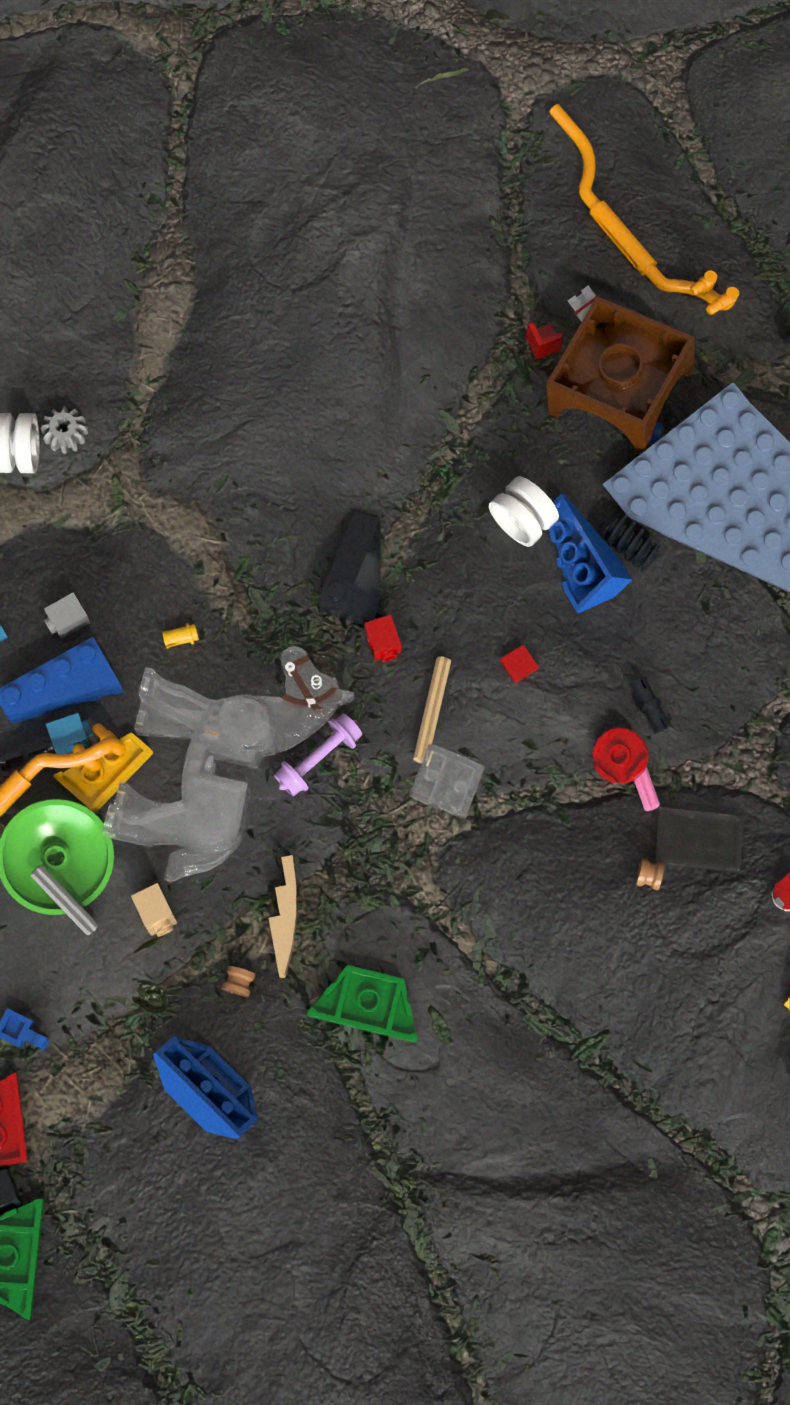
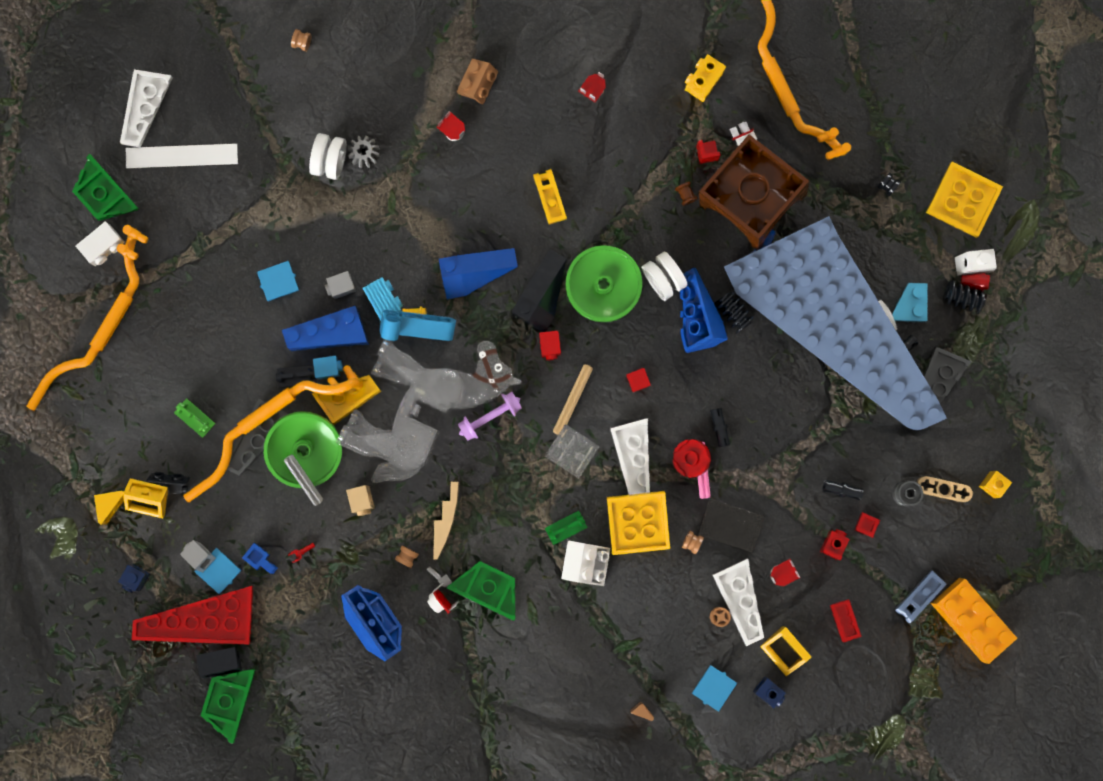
camera: 10 degrees right, 10 degrees up
(77, 1010) = (299, 553): none -> red hand
(130, 624) = (381, 297): none -> medium azure brick
(158, 649) = (416, 325): none -> dark azure beam
(182, 374) = (452, 127): none -> red piece
(205, 307) = (477, 80): none -> medium nougat bracket
(250, 560) = (471, 271): none -> blue wedge
(299, 1038) = (439, 602): none -> piece
(301, 1006) = (445, 579): none -> light grey hand
(339, 441) = (550, 197): none -> yellow plate
(367, 284) = (593, 87): none -> red piece
(440, 540) = (603, 283): none -> bright green dish
(462, 892) = (566, 527): none -> green hinge
(502, 936) = (585, 563): none -> white slope
(517, 245) = (705, 77): none -> yellow brick
(527, 399) = (686, 193): none -> reddish brown bush
(534, 765) = (633, 455): none -> white wing
(565, 861) = (638, 522): none -> yellow plate
(635, 1135) = (641, 710): none -> medium nougat slope
(719, 970) = (722, 618): none -> medium nougat wheel
(731, 931) = (738, 593): none -> white wing
(731, 1080) = (714, 688): none -> dark azure piece

